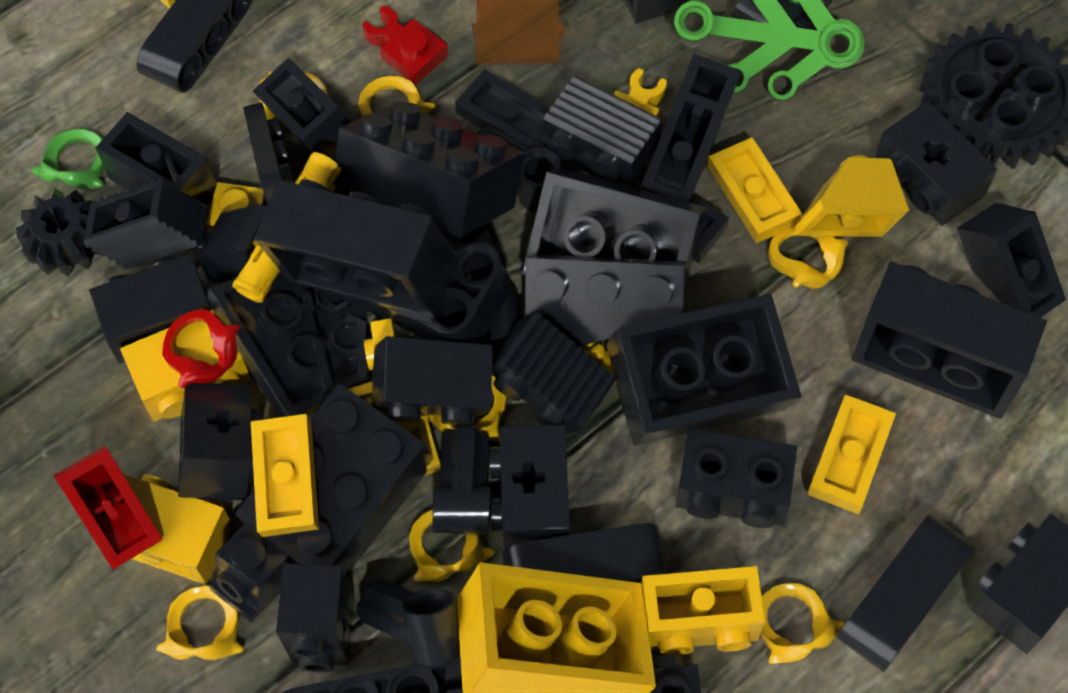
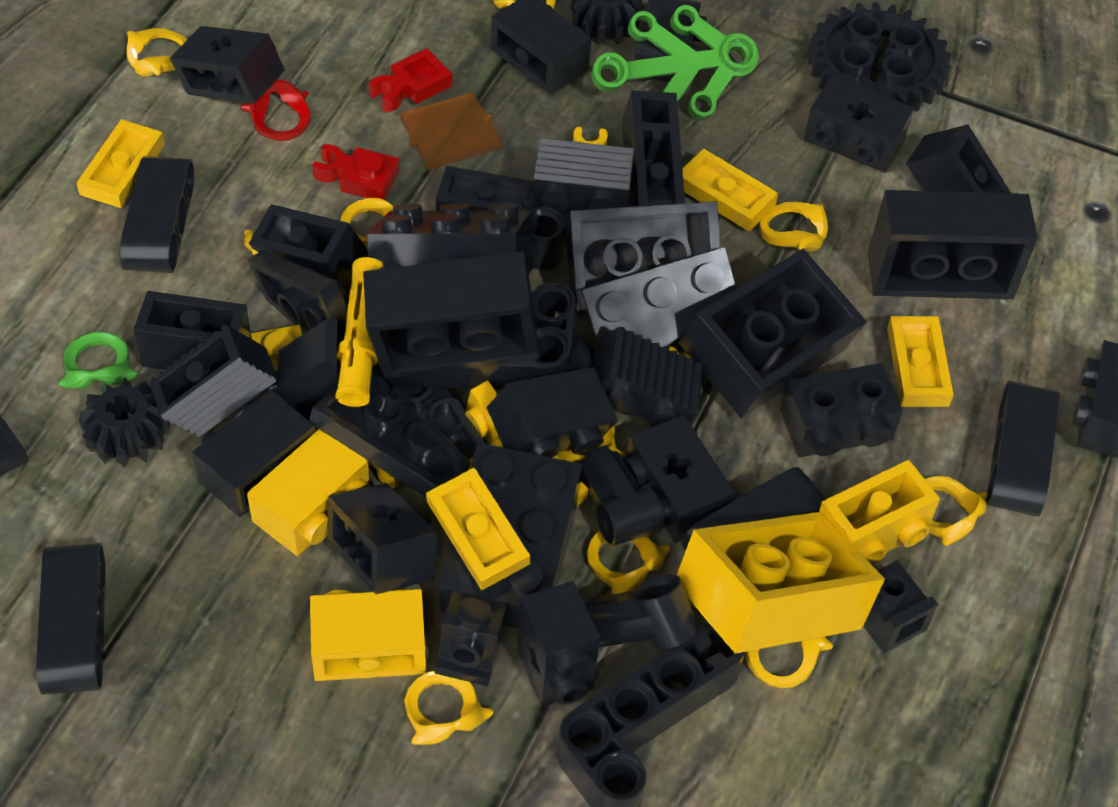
camera: 30 degrees left, 10 degrees down
(108, 507) = (323, 619): red slope -> none
(224, 345) = (330, 482): red piece -> none
(856, 201) = (816, 168): yellow slope -> none

